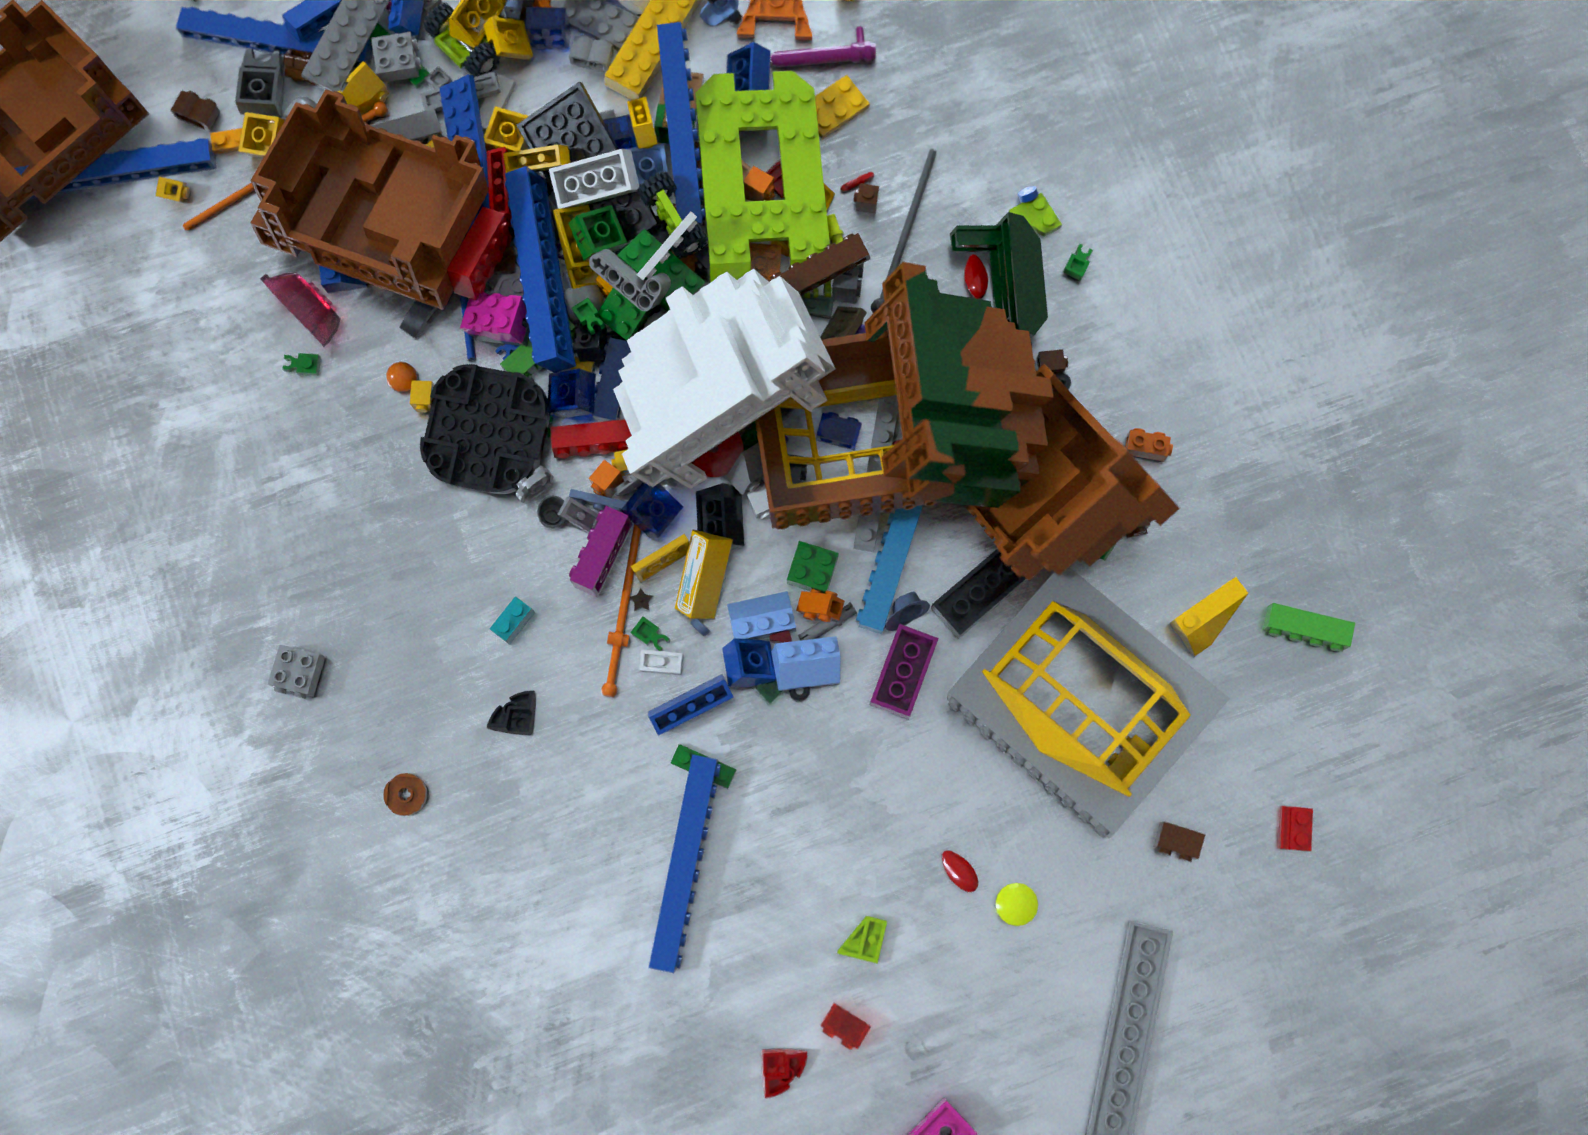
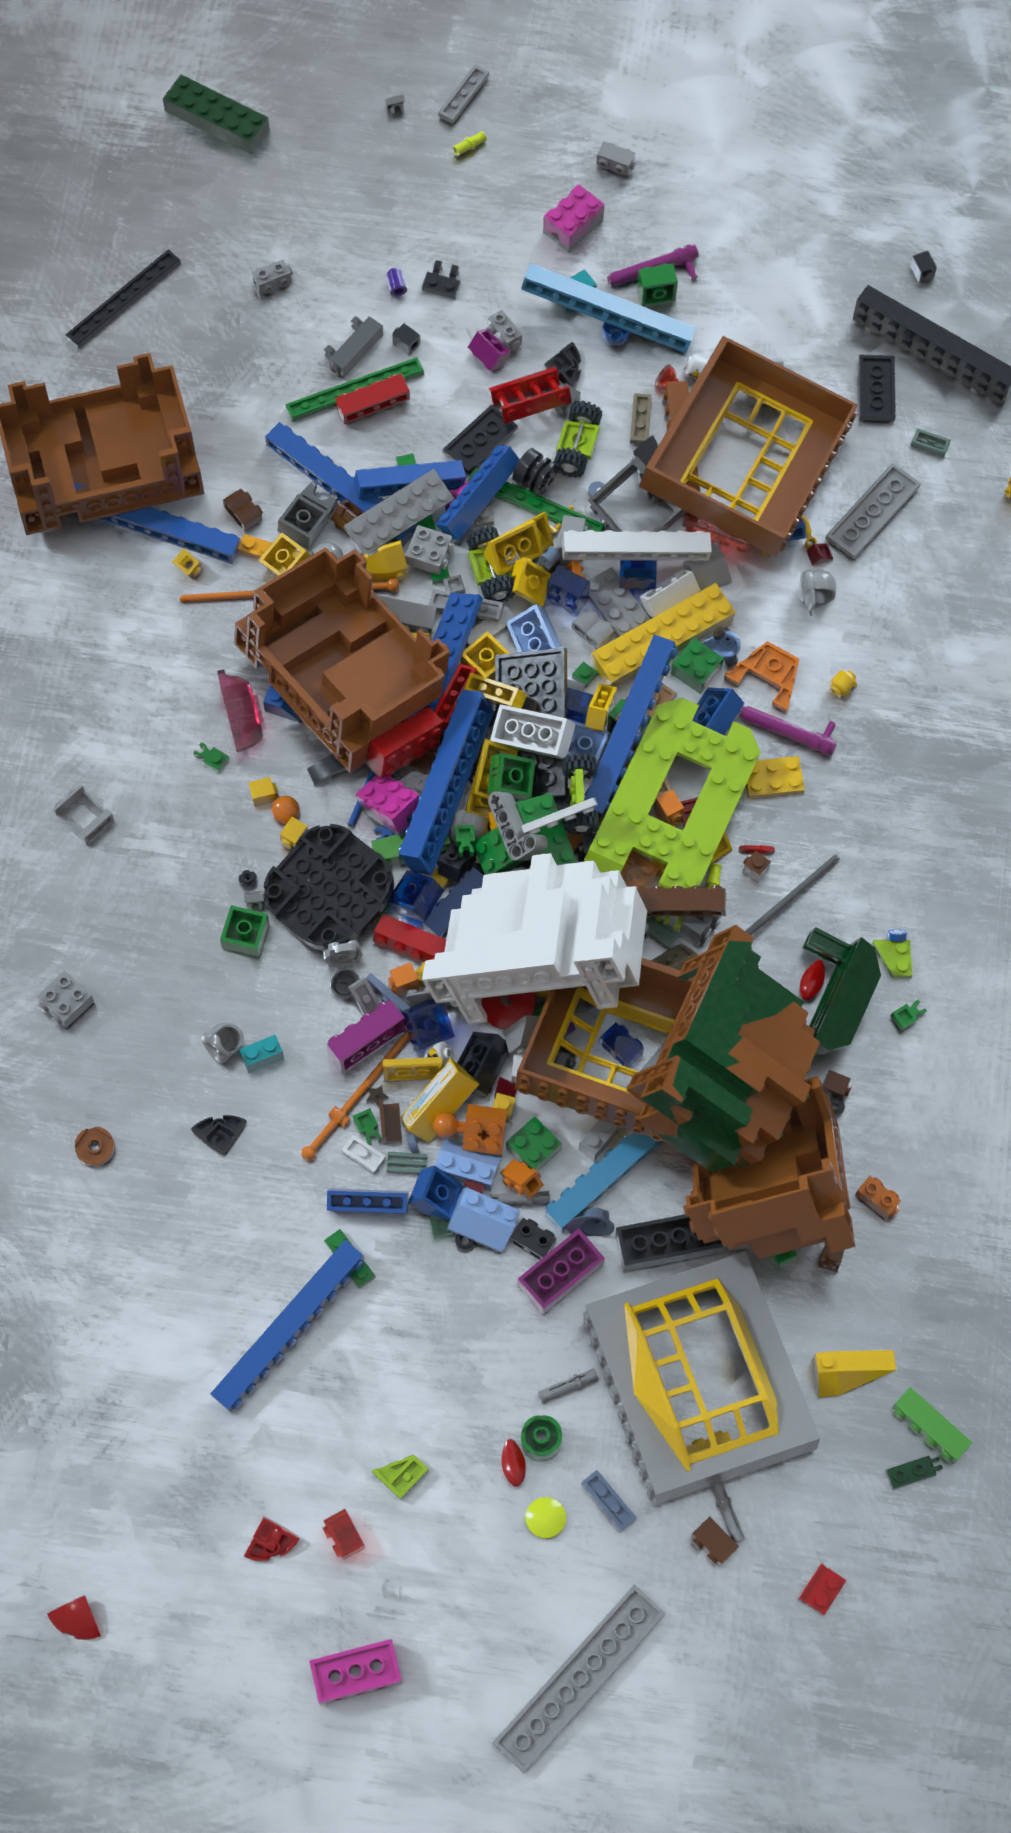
camera: 25 degrees right, 10 degrees down
(230, 490) = (78, 795): none -> light grey panel
(370, 370) = (263, 791): none -> yellow brick
(408, 461) = (247, 883): none -> black plate
(419, 476) = (254, 897): none -> light grey tile
(429, 513) = (244, 931): none -> green brick
(469, 628) = (223, 1041): none -> light grey piece
(537, 83) = (533, 630): none -> light blue slope
(607, 100) = (584, 674): none -> green plate
(669, 619) = (390, 1123): none -> reddish brown panel
(678, 527) = (440, 1049): none -> white head
(700, 641) = (406, 1162): none -> sand green tile
(707, 37) = (697, 665): none -> green brick
(757, 530) = (505, 1087): none -> dark red slope
(758, 580) = (482, 1128): none -> orange brick
(765, 548) = (505, 1102): none -> yellow brick
(861, 655) = (533, 1239): none -> black brick
(974, 764) = (569, 1385): none -> light grey pin
(984, 830) = (541, 1449): none -> green brick
(1064, 857) = (608, 1500): none -> sand blue plate
(1181, 812) = (727, 1511): none -> light grey pin
(1314, 677) = (912, 1472): none -> dark green hinge

